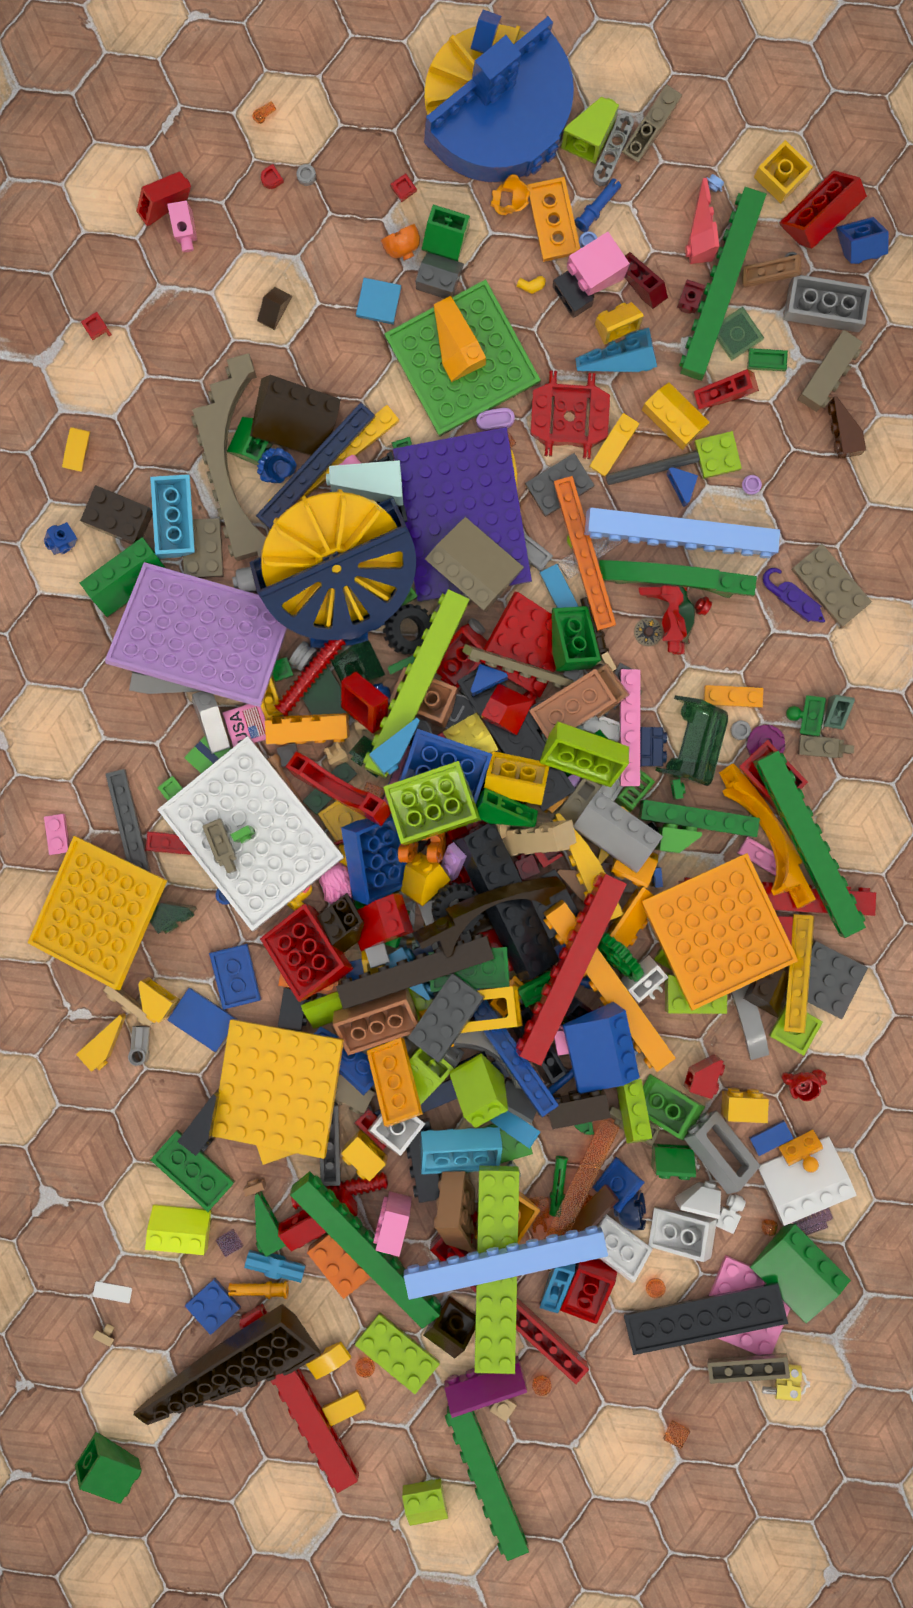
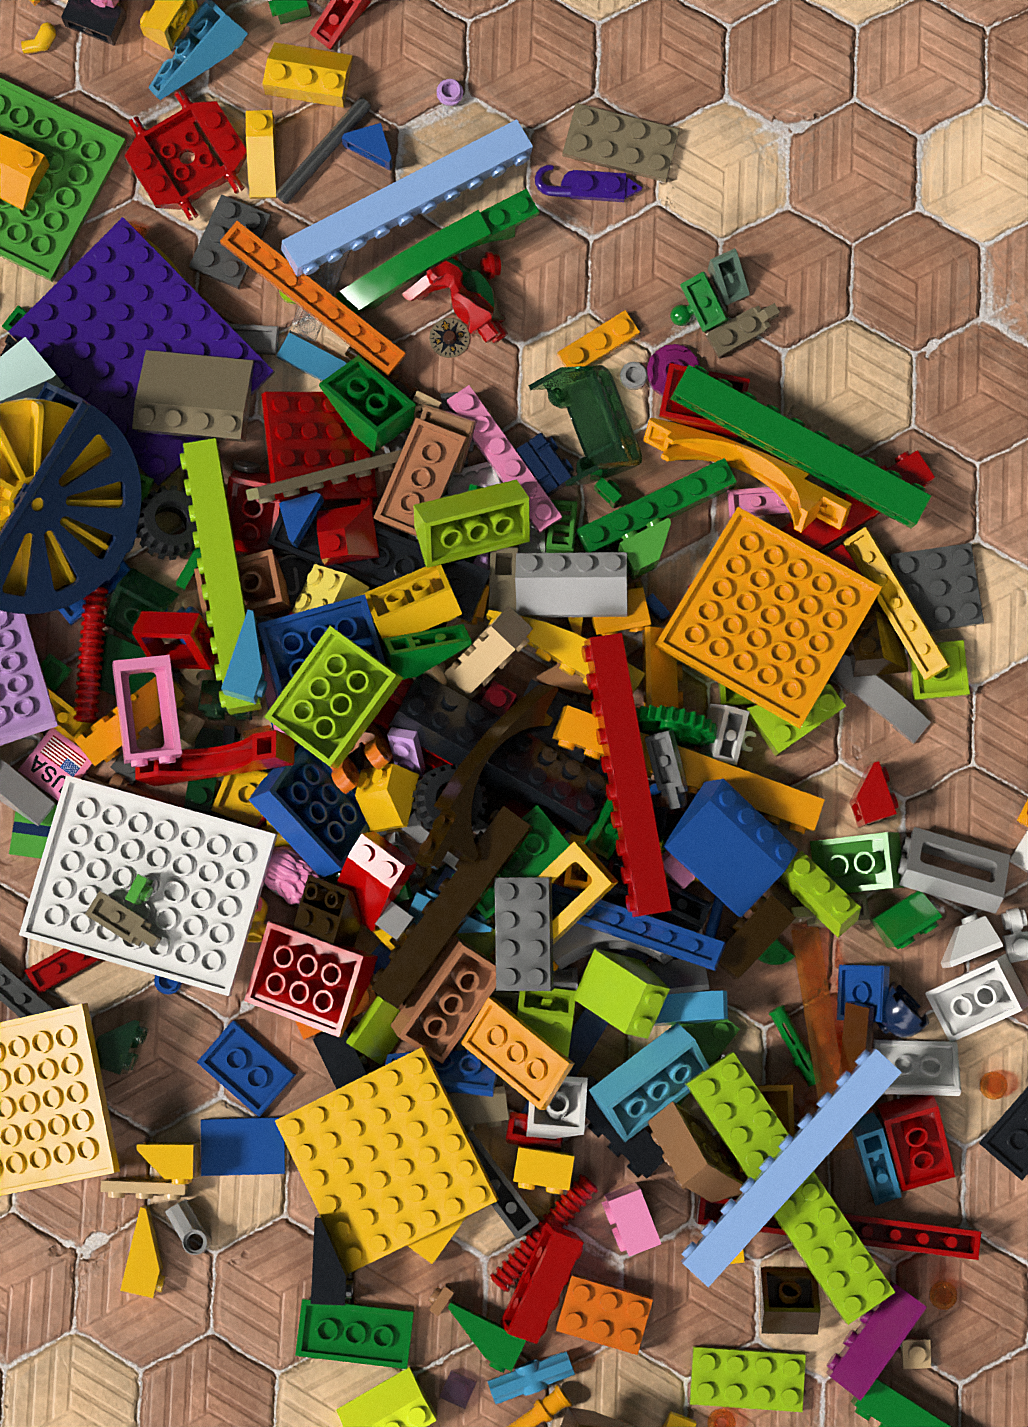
camera: 35 degrees left, 5 degrees down
(170, 787) = (16, 900): bright green plate -> none
(302, 656) = (67, 639): light grey wheel -> none
(319, 763) = (162, 669): none -> bright pink piece
(357, 781) = (231, 735): none -> black plate
(359, 1245) = (620, 1275): green brick -> none
(495, 419) = (103, 218): lavender tile -> none
(548, 857) = (513, 672): red panel -> none
(597, 979) = (667, 767): none -> dark grey hinge
(718, 455) = (388, 85): lime plate -> none
(744, 1106) = (943, 799): yellow brick -> none
(771, 1138) = (1001, 816): blue tile -> none
(811, 1086) = (1004, 724): red hair -> none

